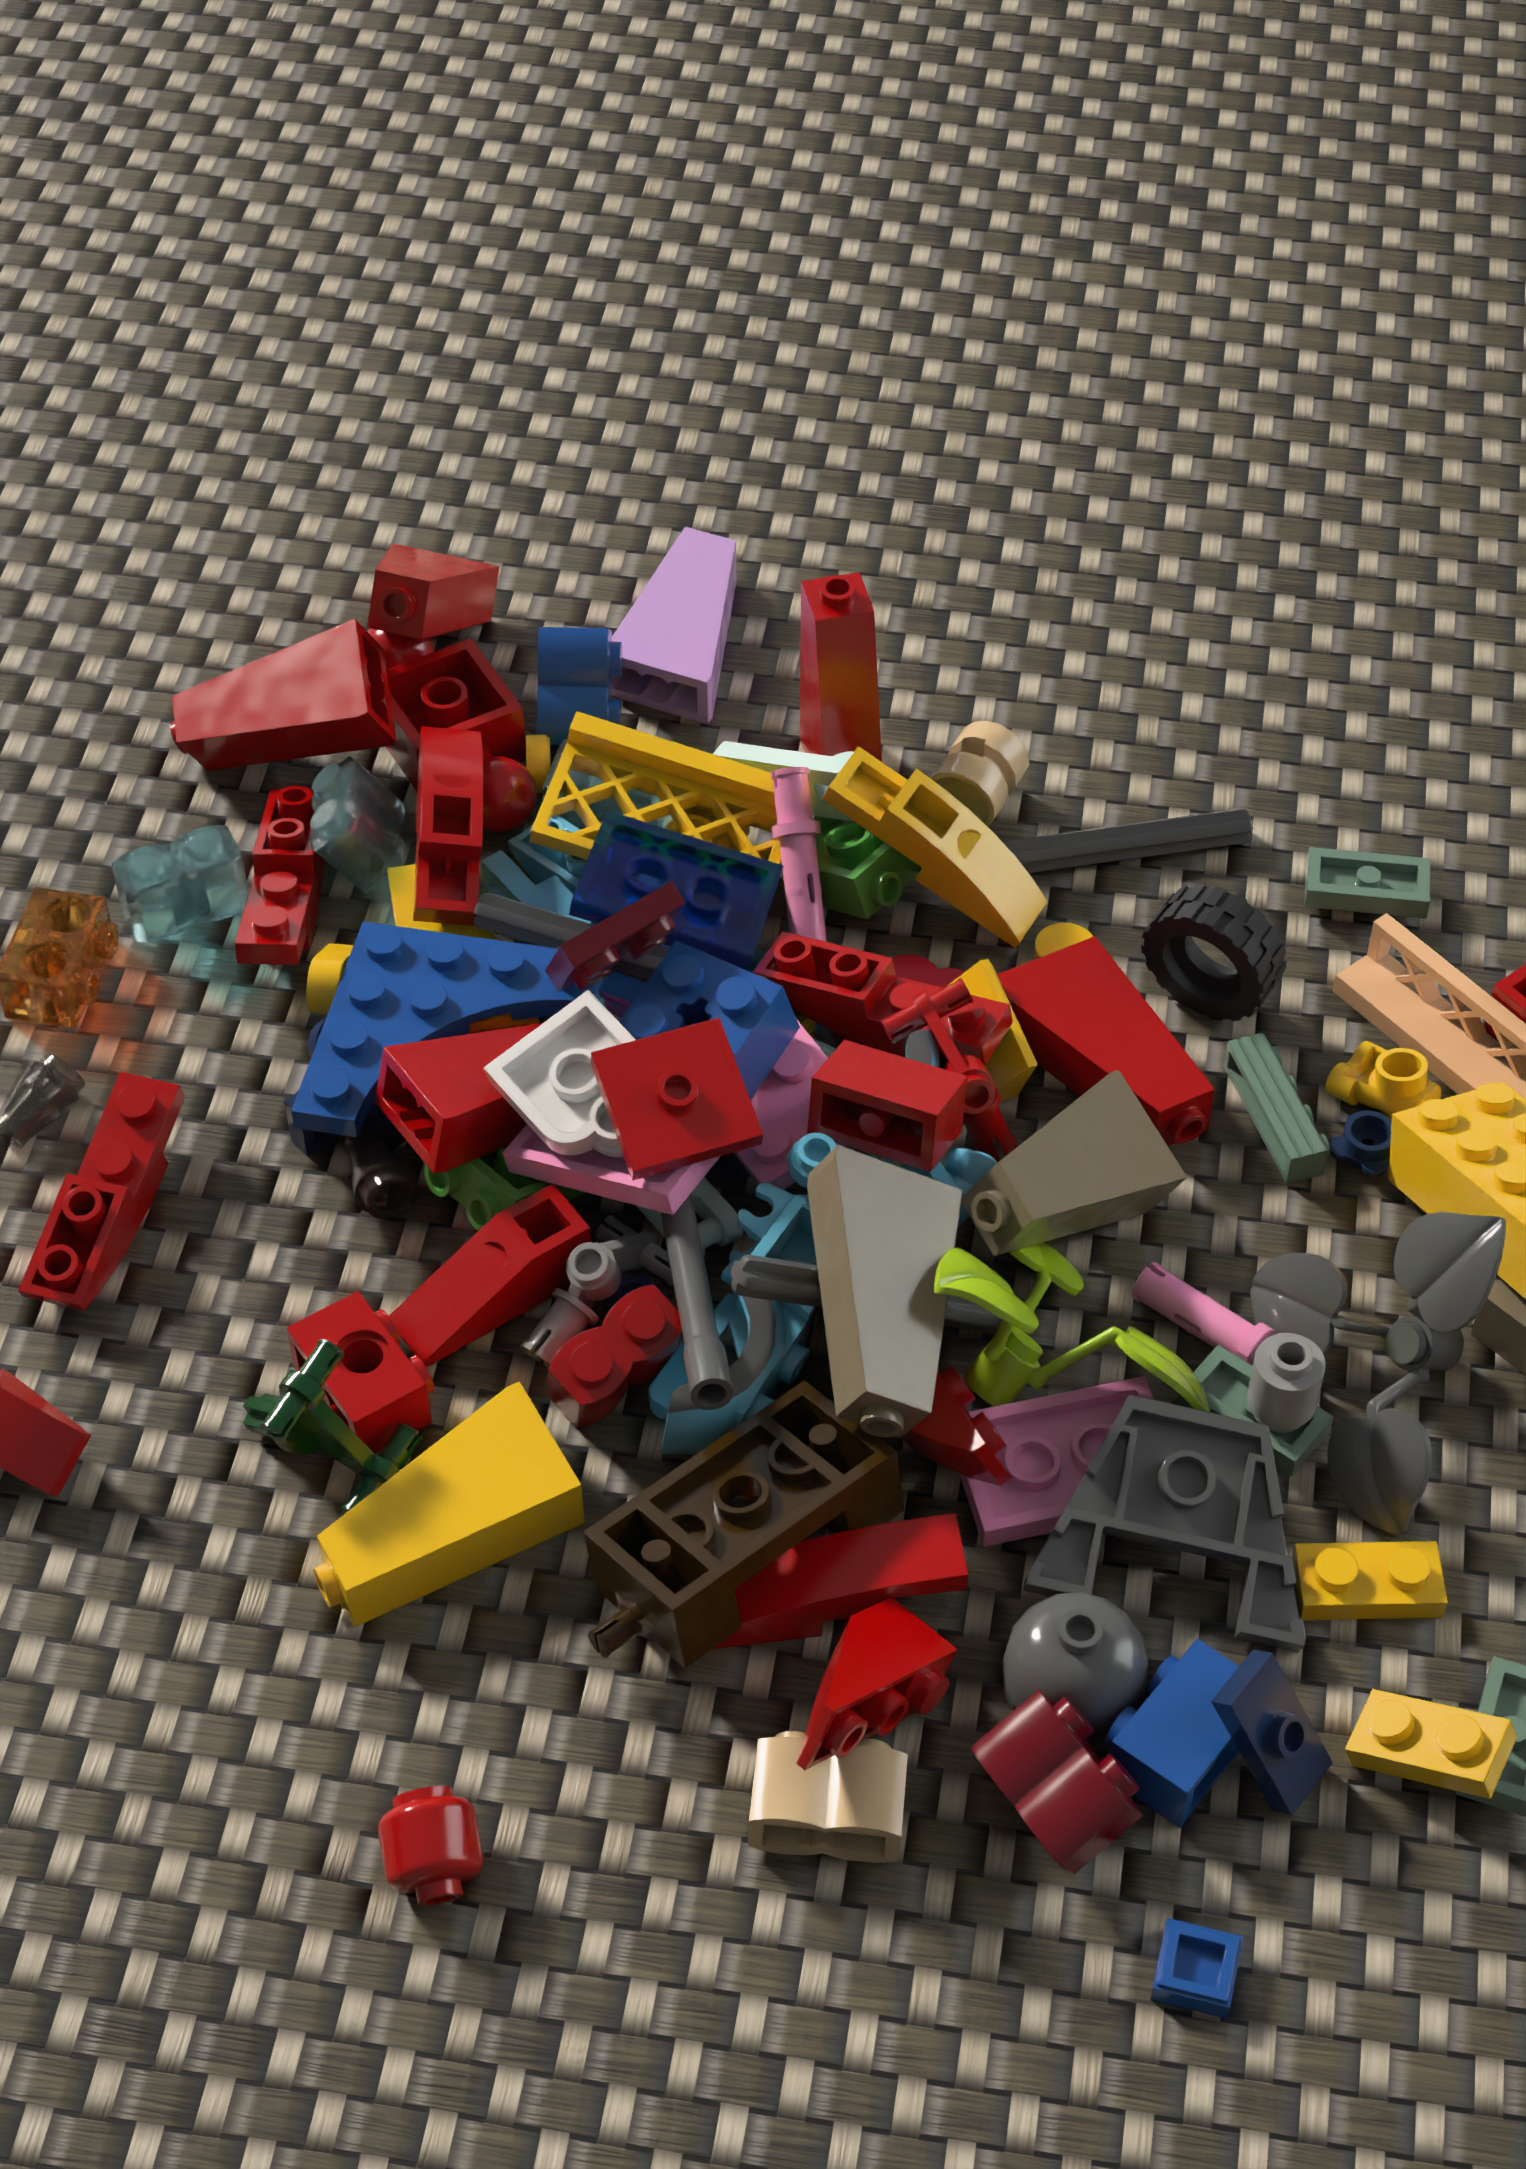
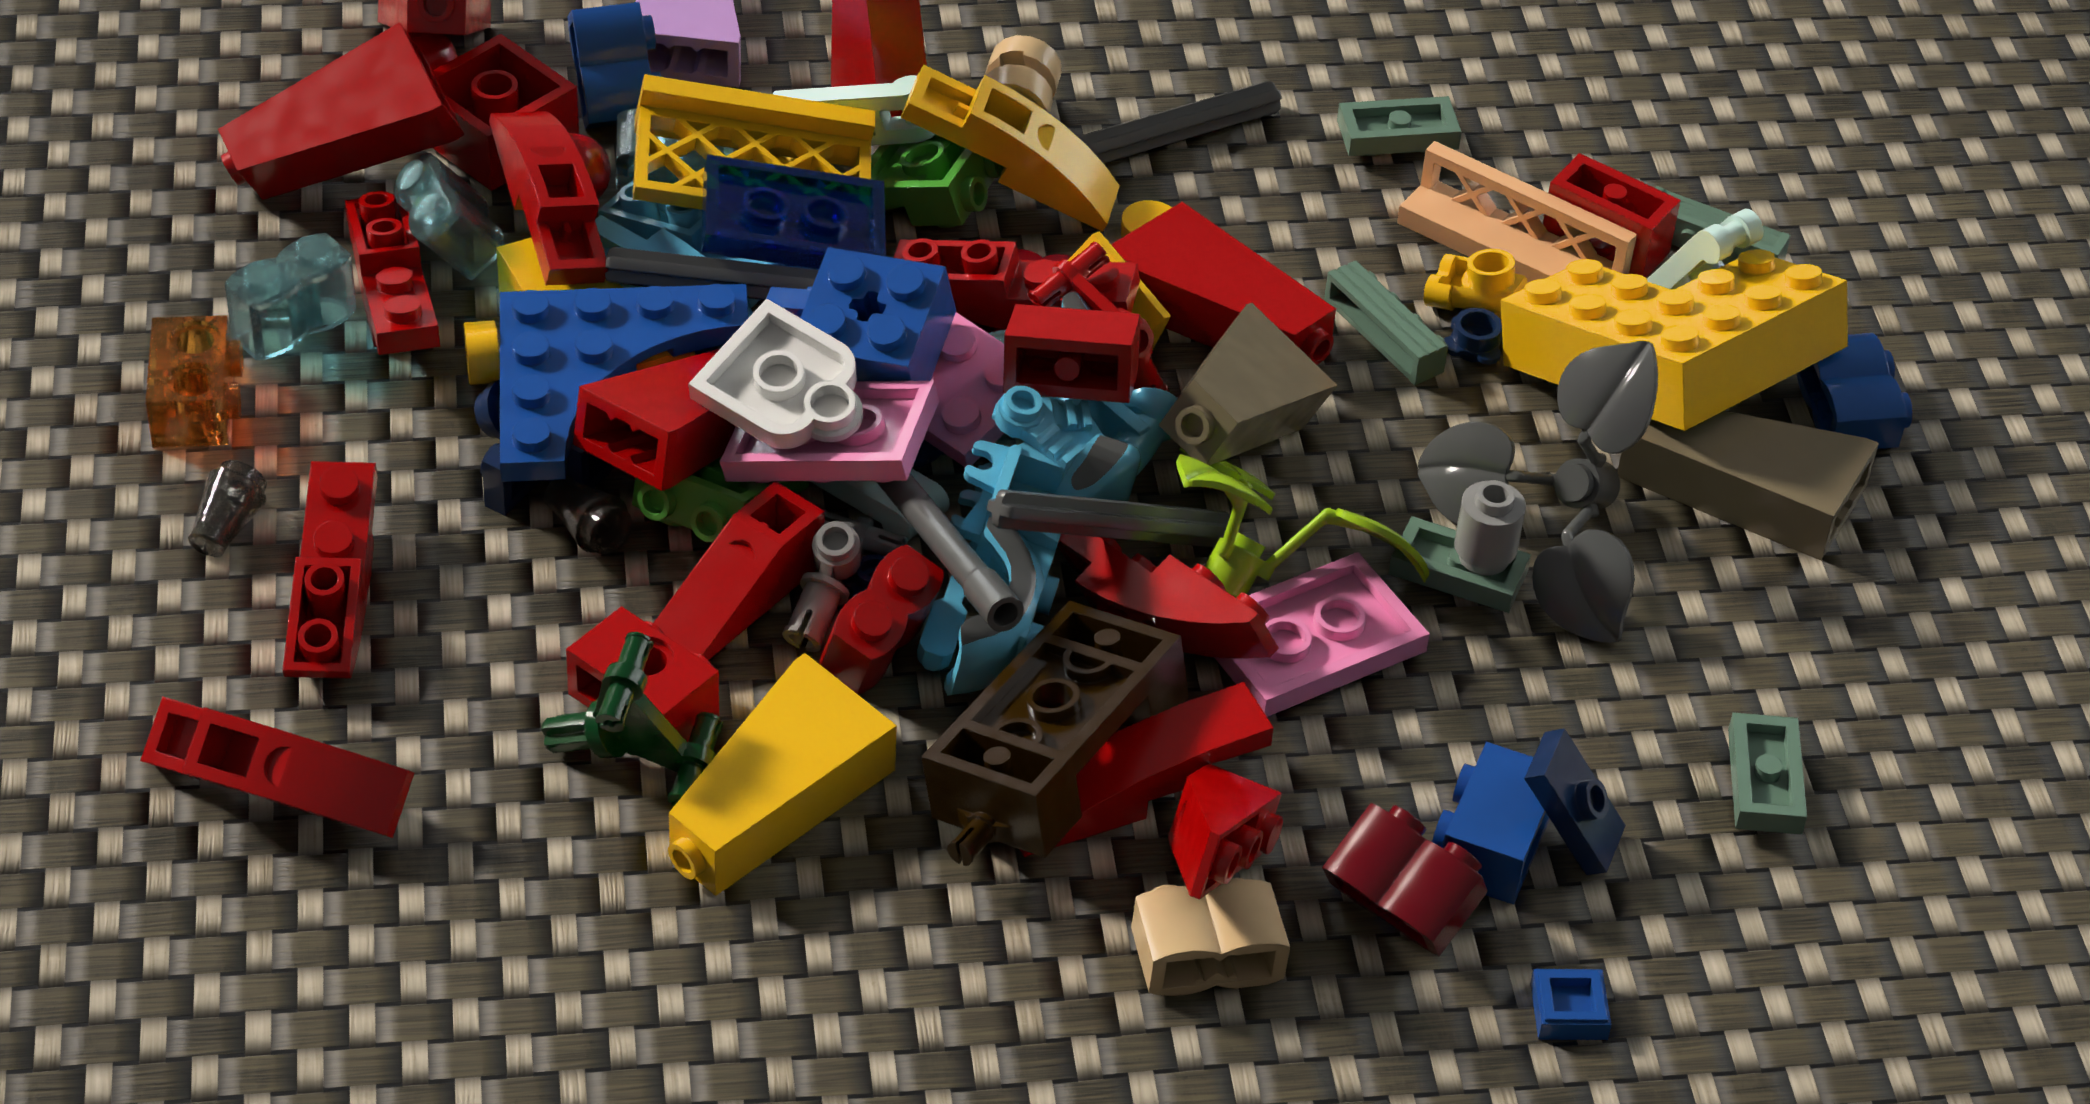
camera: 20 degrees left, 5 degrees down
(430, 1844) = (870, 1044): red head -> none
(538, 758) = (598, 127): yellow tile -> none
(634, 930) = (771, 256): dark red plate -> none
(676, 1098) = (884, 375): red plate -> none
(797, 840) = (882, 157): bright pink pin -> none
(877, 1266) = (1125, 497): dark tan slope -> none
(1077, 1650) = (1383, 769): dark grey cylinder -> none
(1189, 1487) = (1431, 627): dark grey wing -> none
(1198, 1313) = (1385, 497): bright pink pin -> none
(1233, 929) = (1306, 164): black tyre -> none
(1369, 1580) = (1603, 681): yellow plate -> none
(1431, 1743) = (1705, 788): yellow plate -> none

